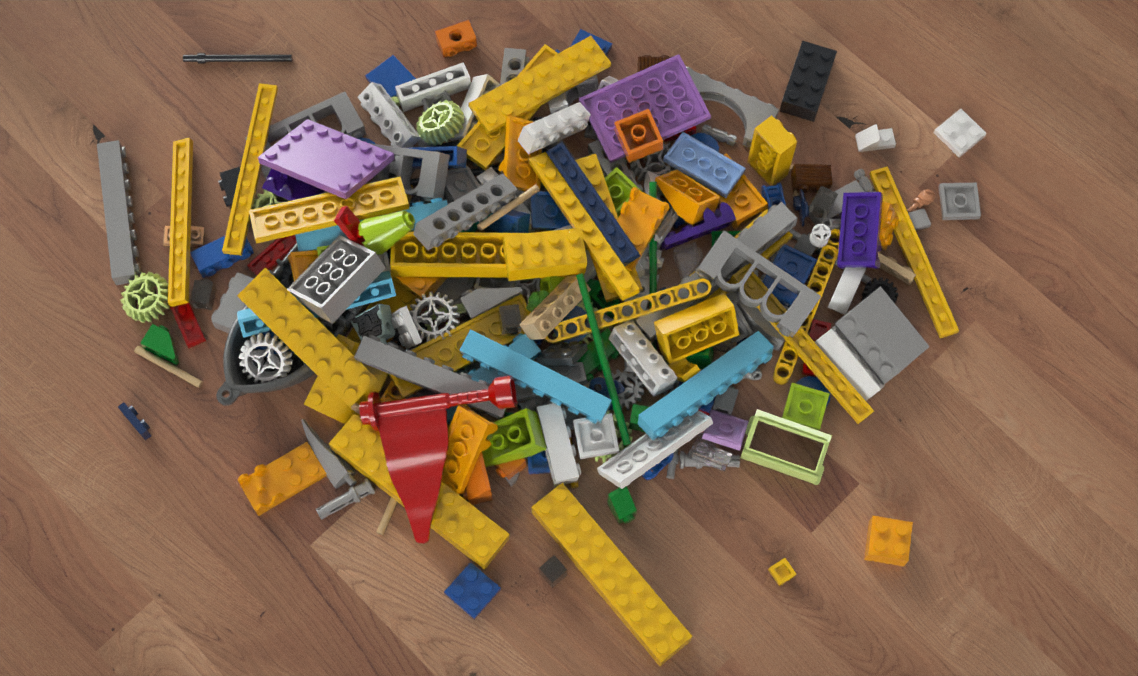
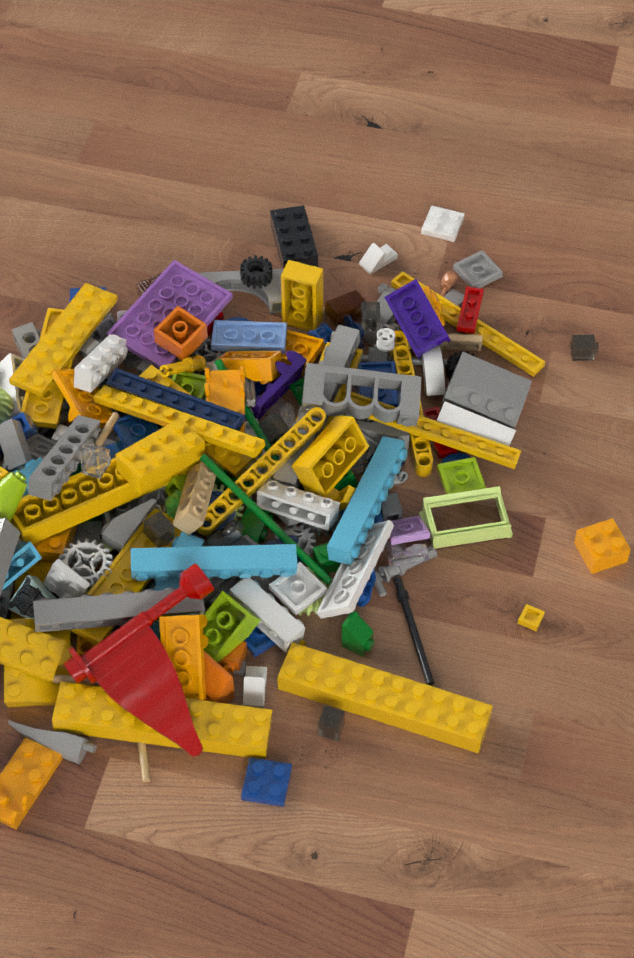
camera: 30 degrees left, 15 degrees down
(354, 494) = (100, 759): light grey pin -> none
(487, 228) = (94, 459): none -> clear slope
(513, 501) = (255, 686): none -> white slope
(629, 169) = (188, 365): none -> yellow pin
(670, 270) = (273, 427): none -> dark grey brick
(685, 489) = (403, 597): none -> black bar
(719, 135) = (247, 313): light grey axle -> none
(745, 110) = (256, 279): none -> black tyre
(922, 241) = (470, 310): none -> red plate
(1005, 335) = (583, 347): none -> clear smoke brick

